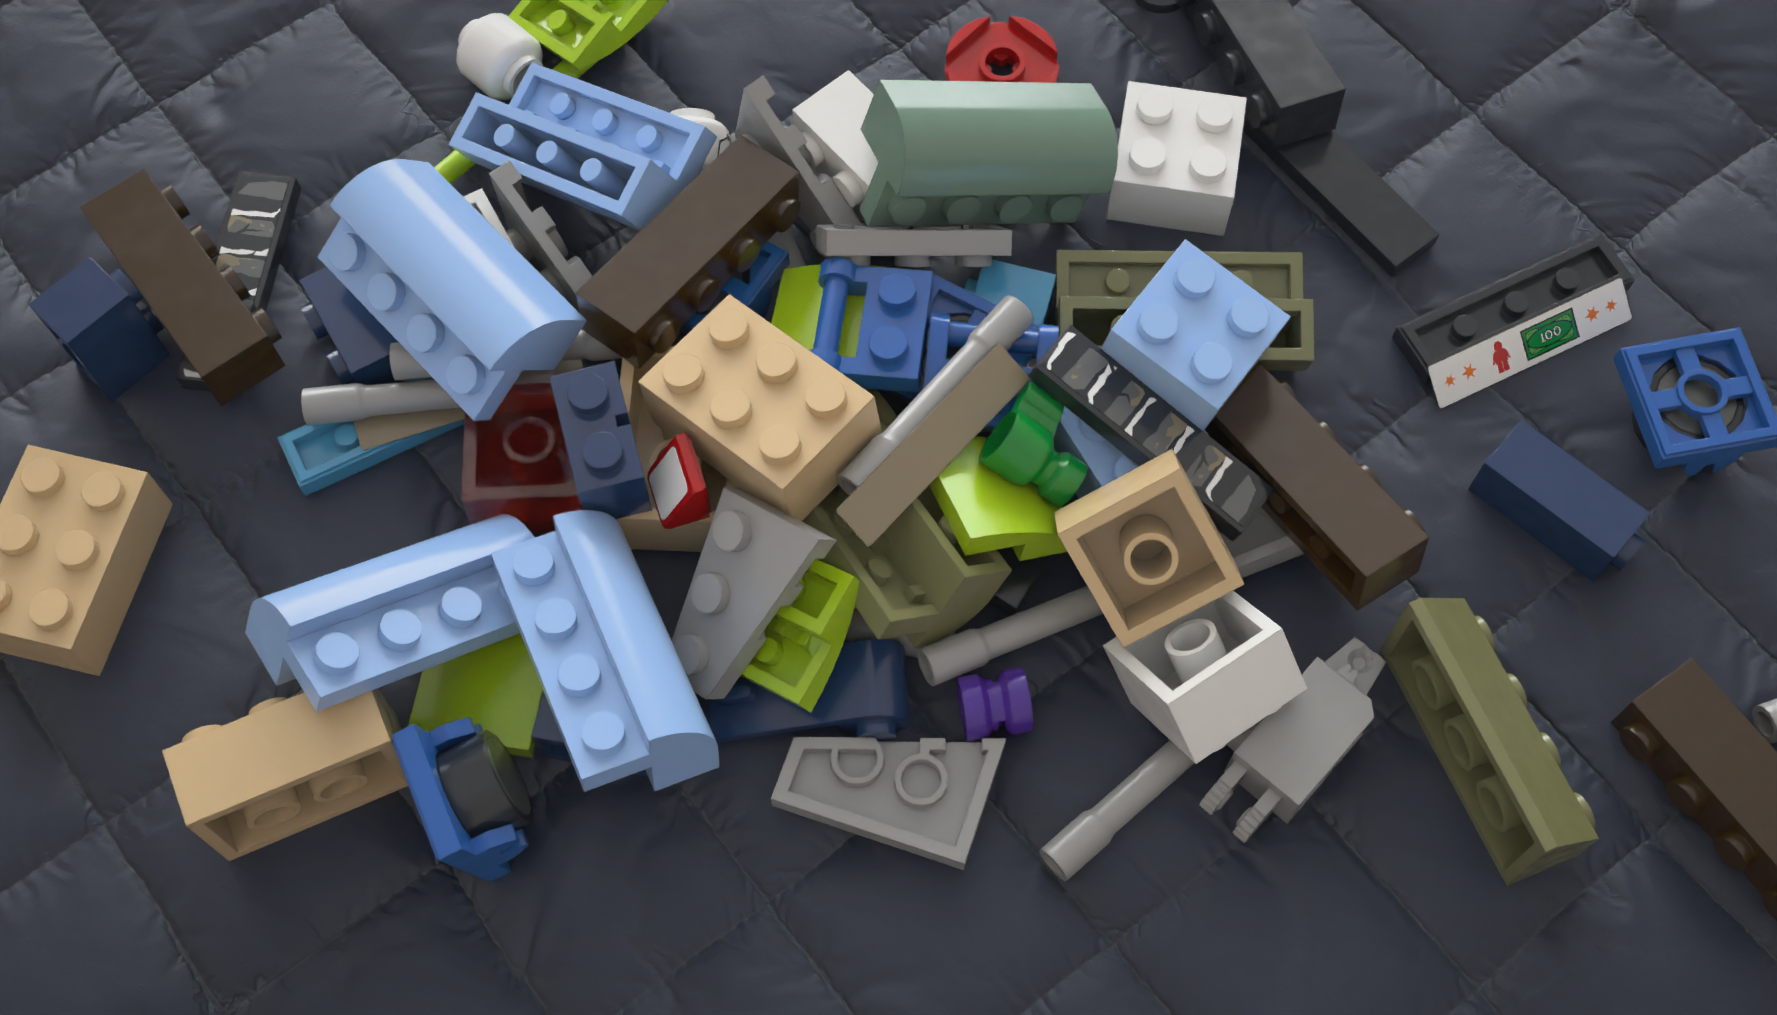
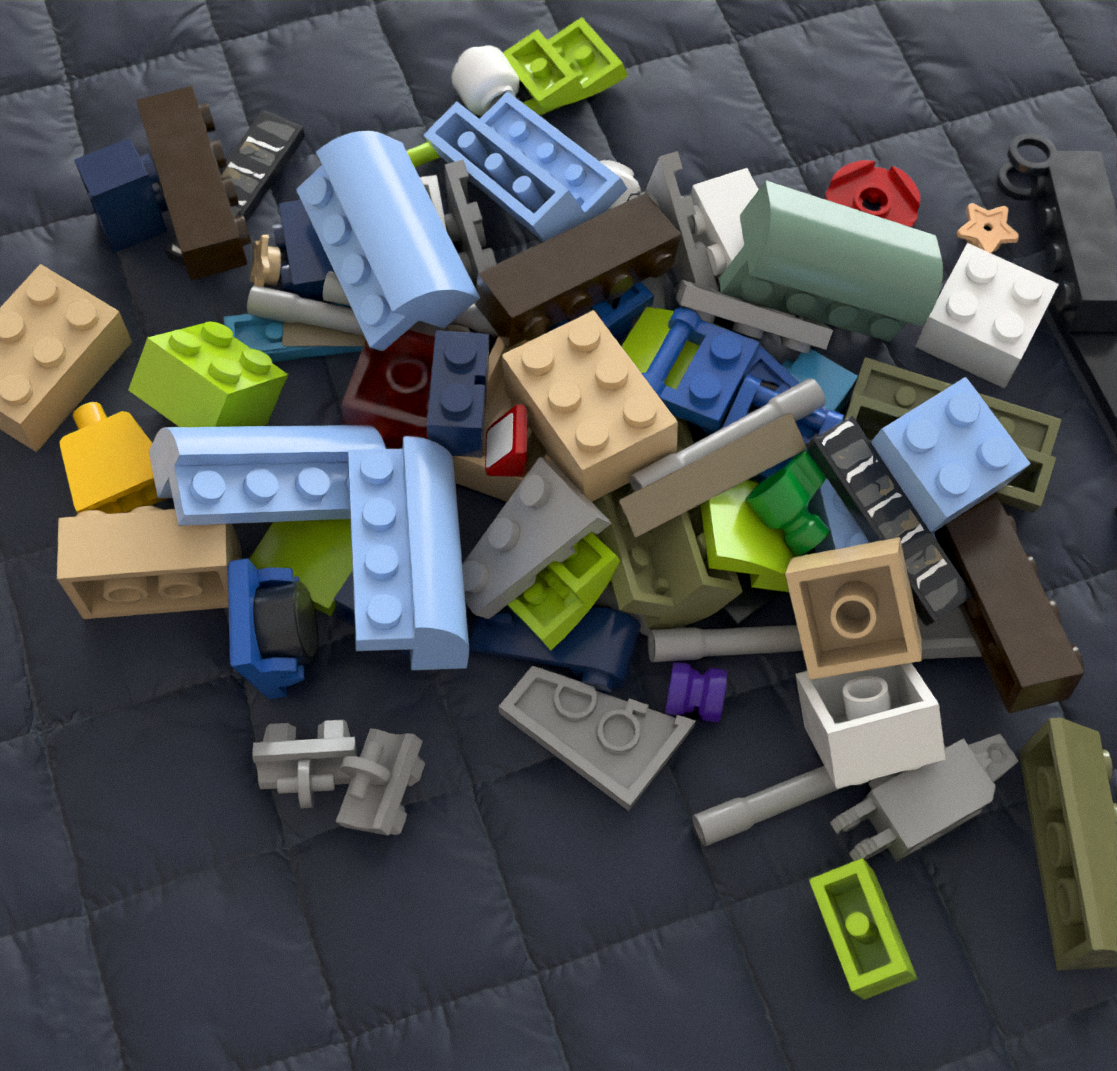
camera: 15 degrees right, 0 degrees up
(197, 661) = (108, 462): none -> yellow torso
(285, 521) = (207, 378): none -> lime brick
(307, 357) = (266, 263): none -> tan plate
(565, 945) = (303, 764): none -> light grey hips
(661, 937) = (379, 782): none -> light grey hips
(1142, 70) = (987, 240): none -> light nougat plate
(1279, 916) = (862, 929): none -> lime brick

